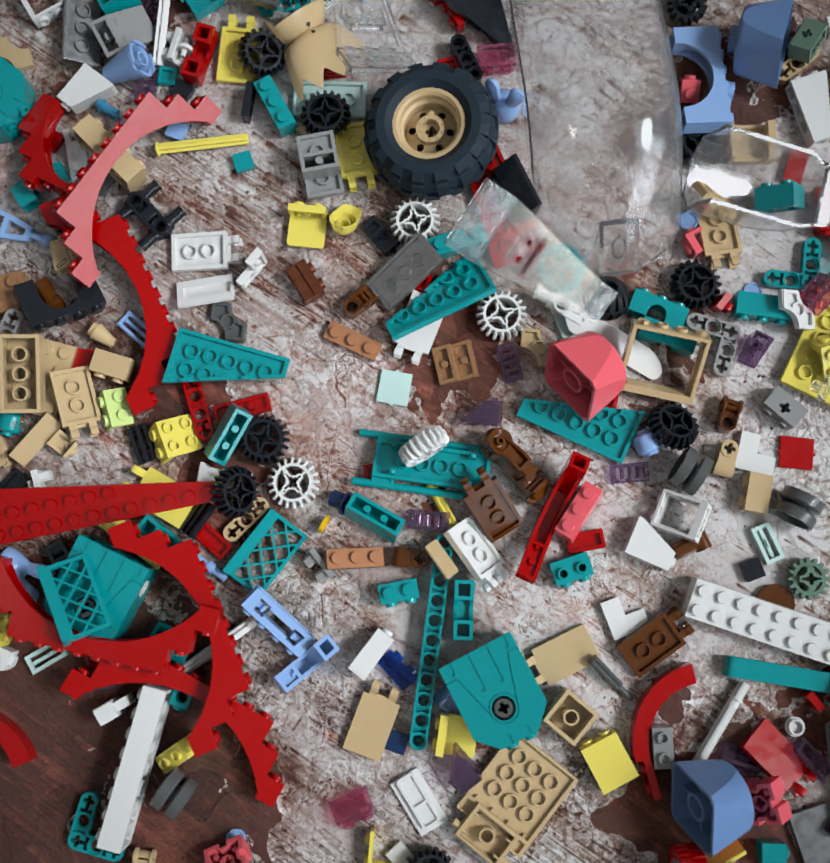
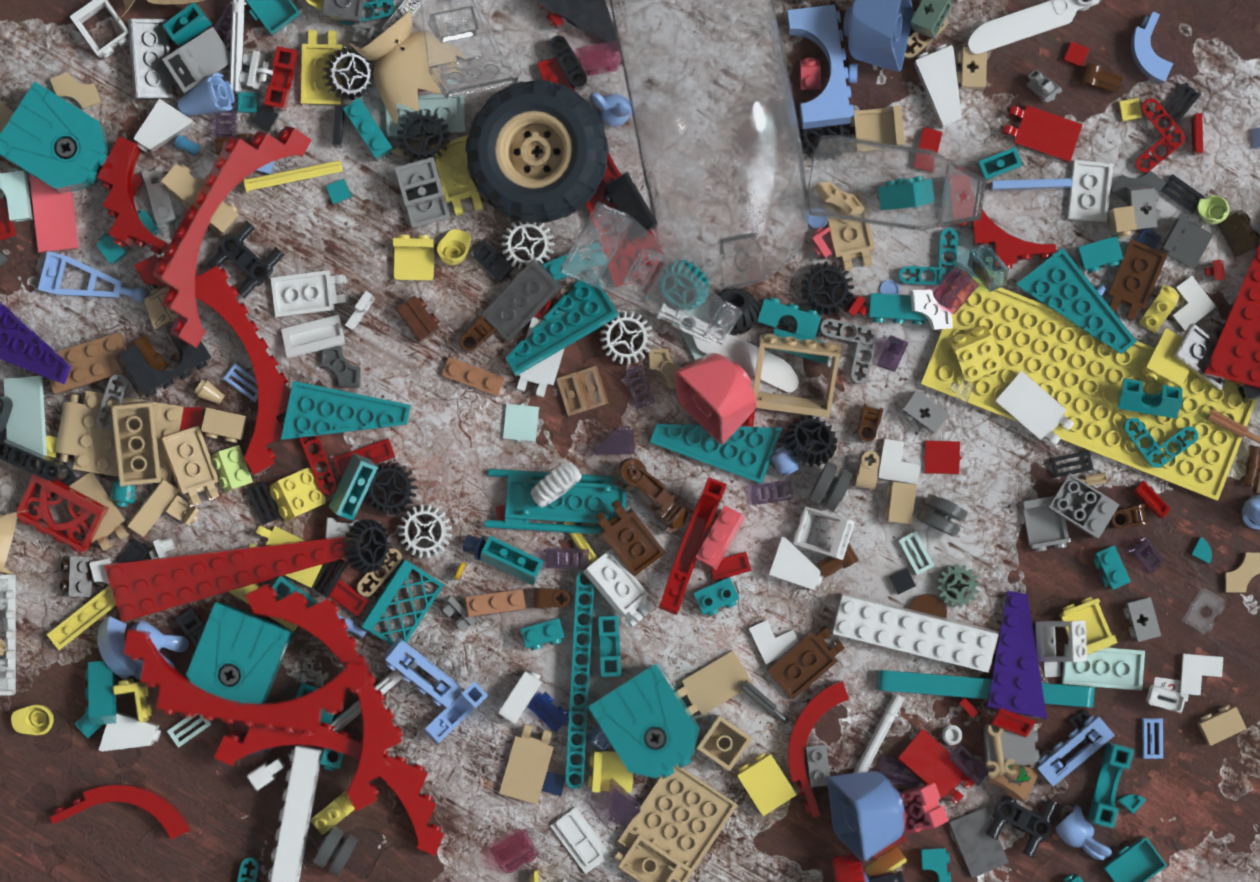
camera: 10 degrees left, 5 degrees up
(55, 603) = (204, 675): teal fence -> none
(441, 559) = (583, 597): tan slope -> none

